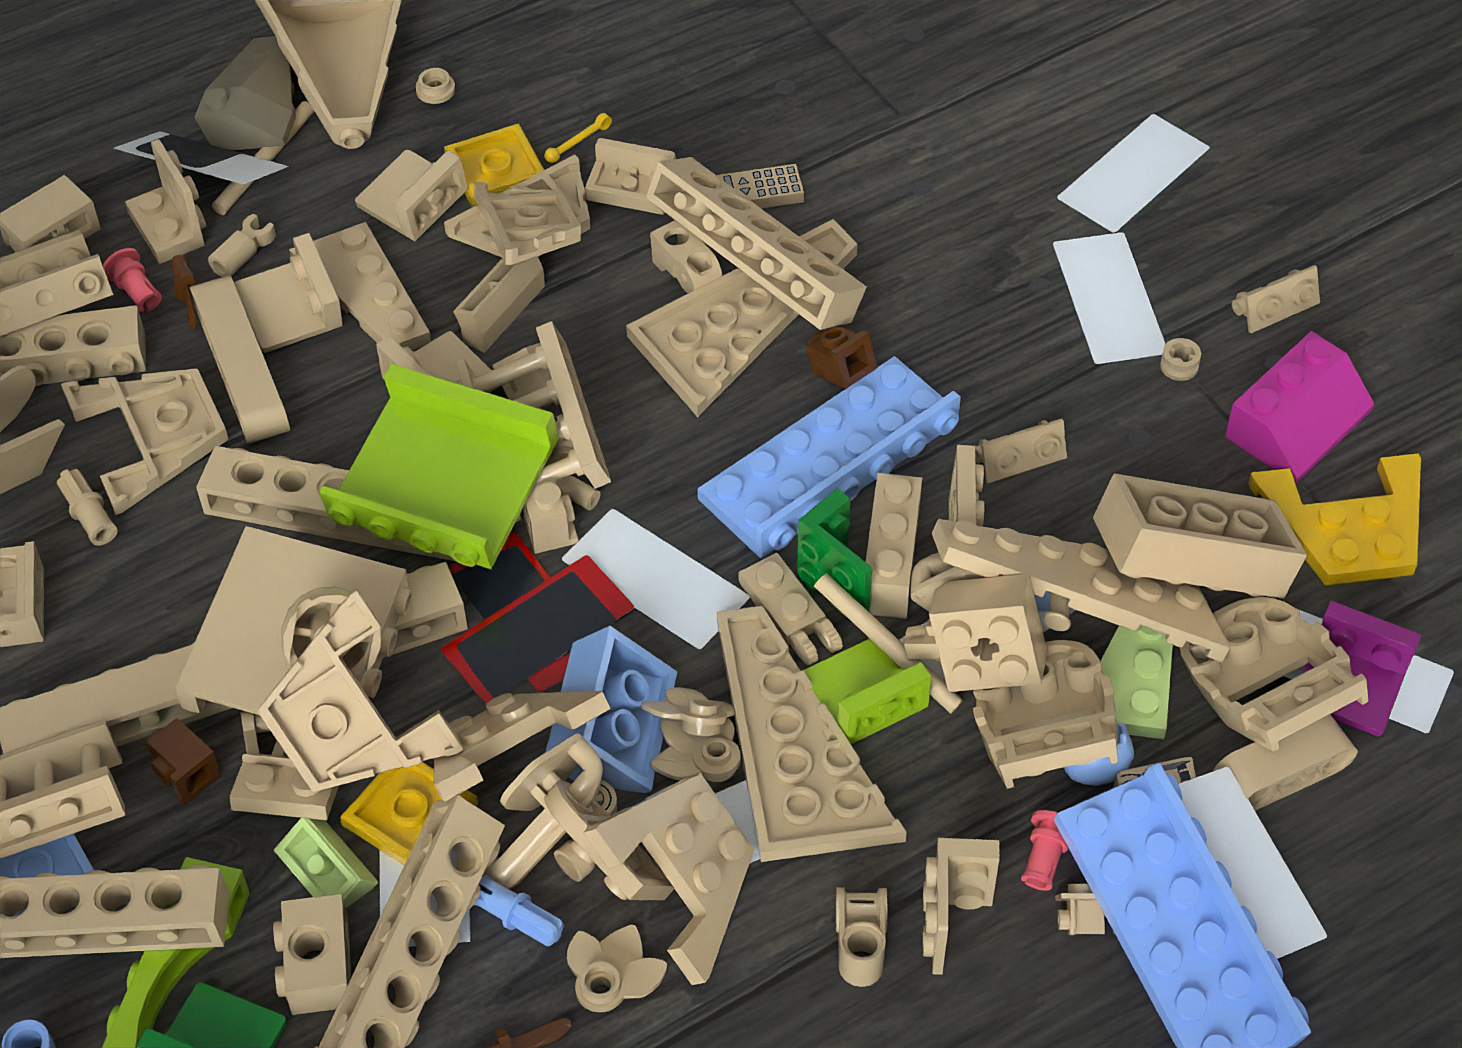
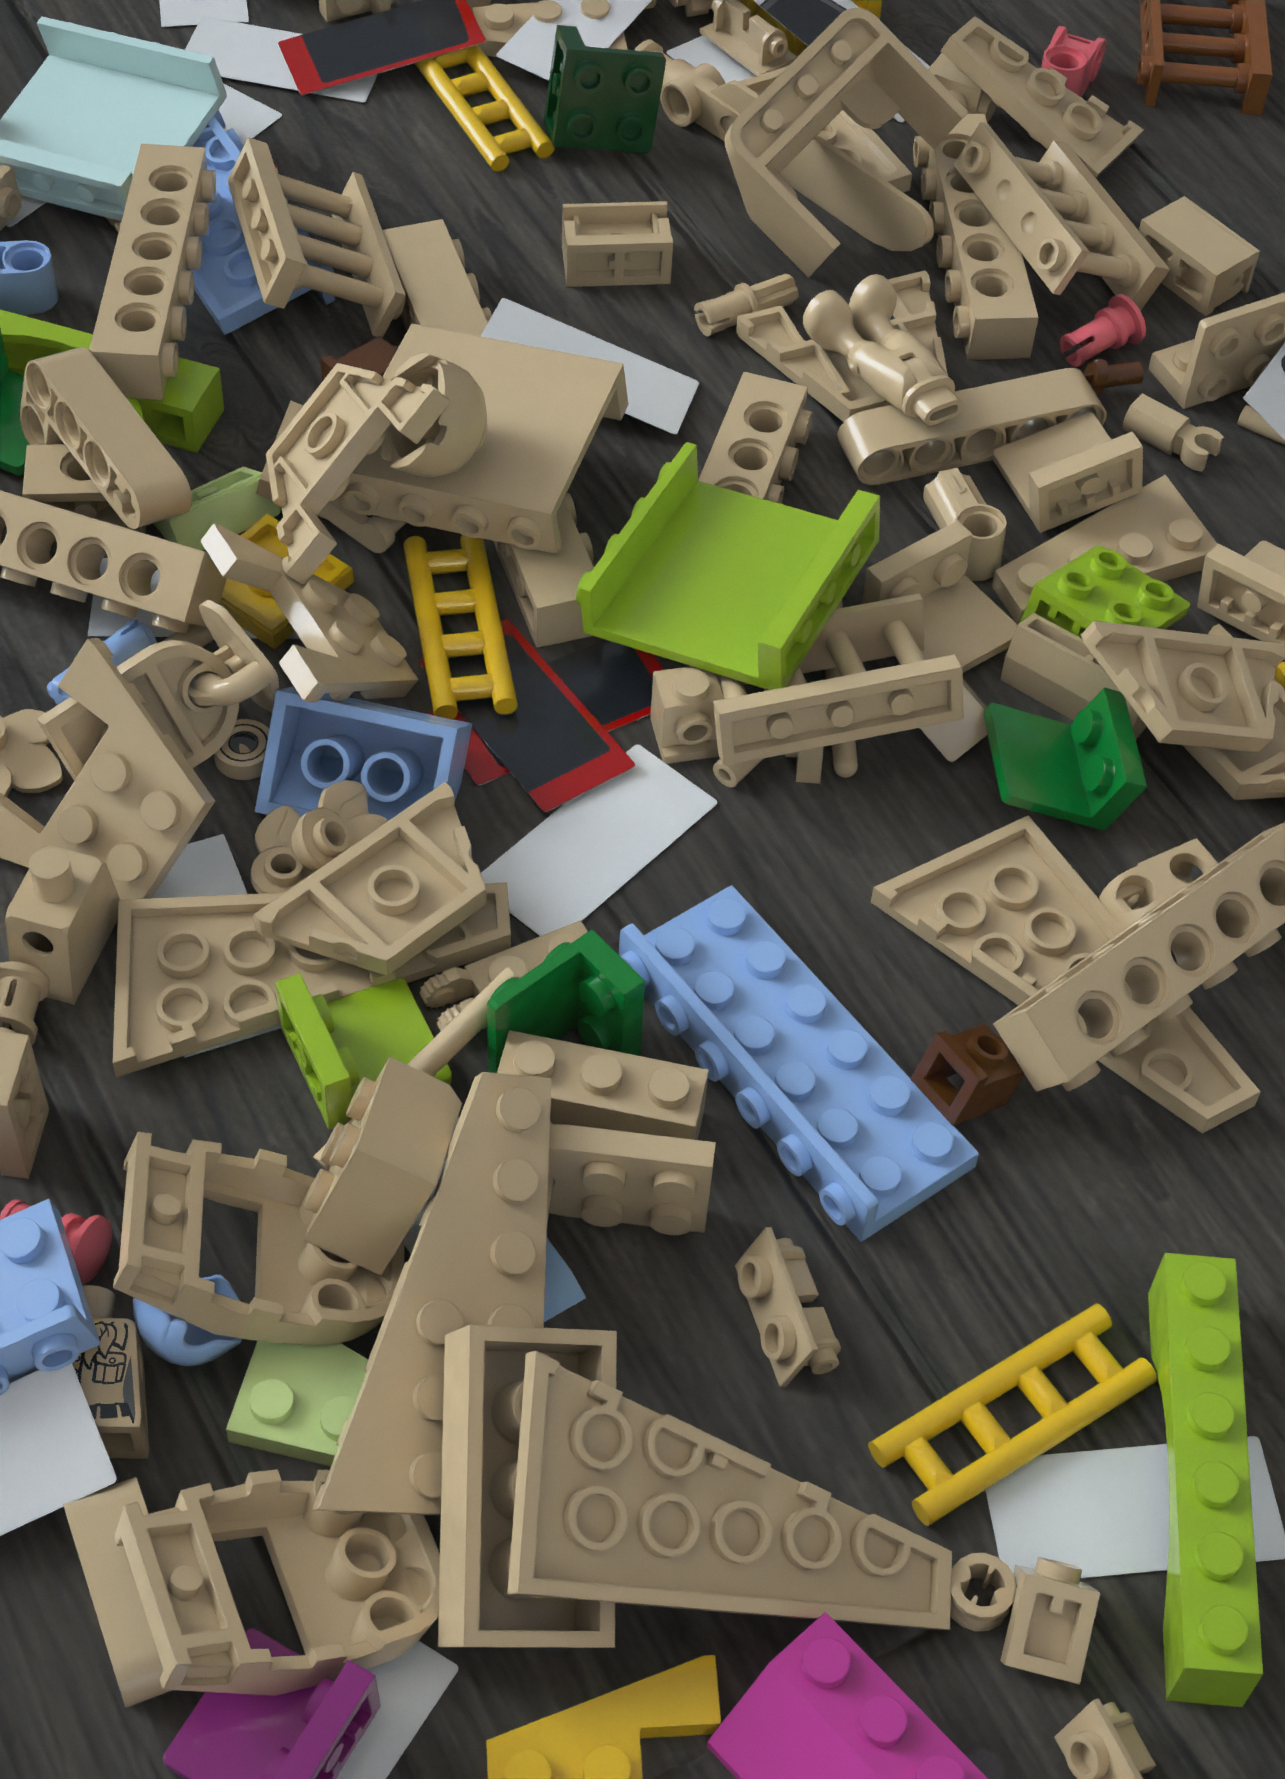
camera: 90 degrees right, 0 degrees up
(168, 603) = (653, 390): none -> white sticker
(191, 389) = (878, 354): none -> tan piece
(289, 915) = (79, 405): none -> tan beam
(344, 360) = (956, 498): none -> tan piece
(439, 277) = (1104, 589): none -> lime bracket
(481, 682) = (438, 647): none -> yellow bar
(580, 295) = (1065, 770): none -> green bracket
(744, 669) = (385, 892): none -> tan wing
(791, 881) = (65, 903): none -> tan torso
(1067, 365) = (1004, 1453): none -> yellow bar
(1175, 252) = (1211, 1566): none -> lime arch
(1193, 321) = (1050, 1620): none -> tan bracket
(1204, 455) = (674, 1518): none -> tan wing

